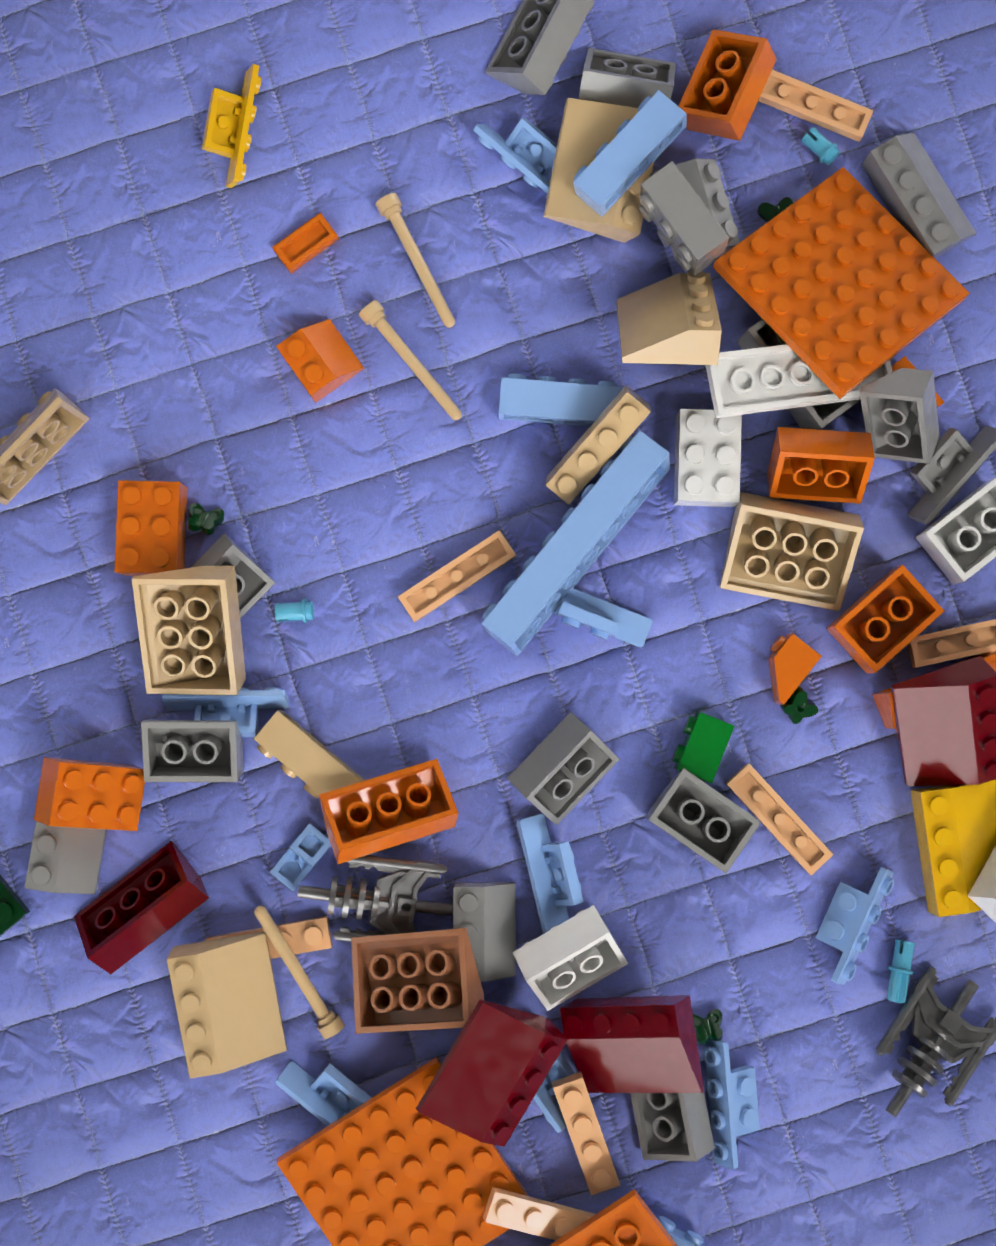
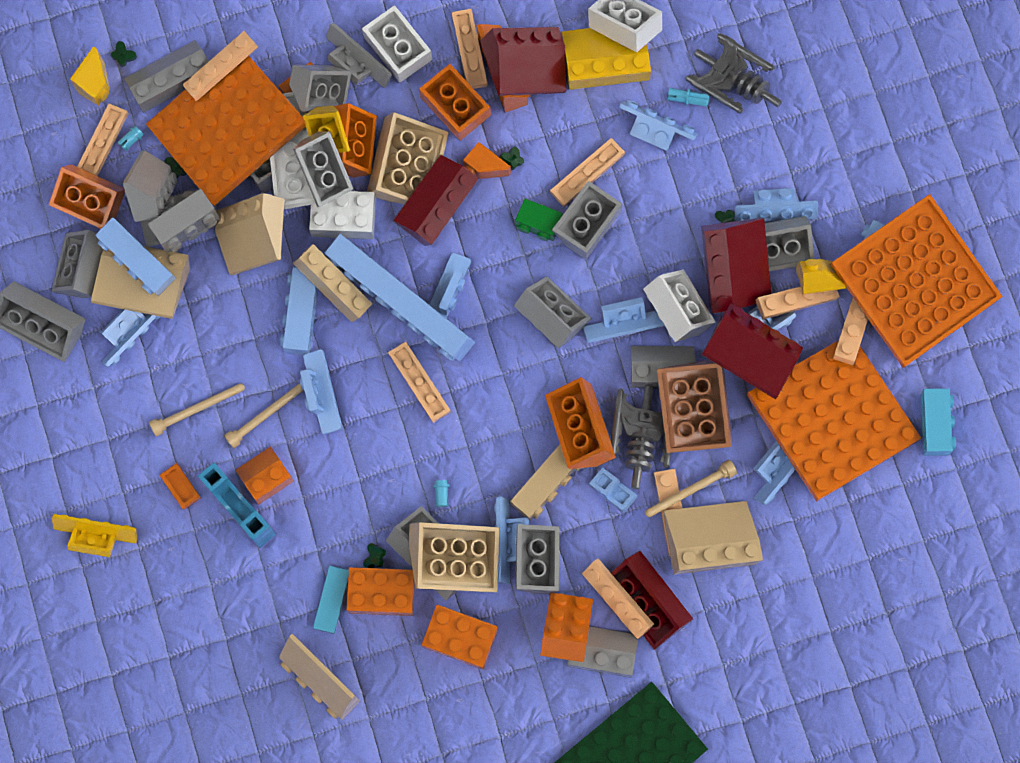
camera: 90 degrees left, 10 degrees down
(86, 642) = (460, 637): none -> orange brick
(141, 865) = (617, 598): none -> light nougat plate
(144, 460) = (331, 600): none -> medium azure tile
(296, 300) = (236, 505): none -> dark azure arch
(441, 433) = (319, 392): none -> light blue bracket
(617, 1168) = (818, 276): none -> yellow slope
(730, 594) = (435, 200): none -> dark red slope
(738, 165) = (148, 186): none -> light grey slope
(767, 420) = (322, 168): none -> light grey slope
(829, 424) = (327, 120): none -> yellow slope
(913, 82) = (91, 78): none -> yellow slope
(932, 266) = (220, 65): none -> light nougat plate
(950, 128) = (123, 55): none -> dark green piece

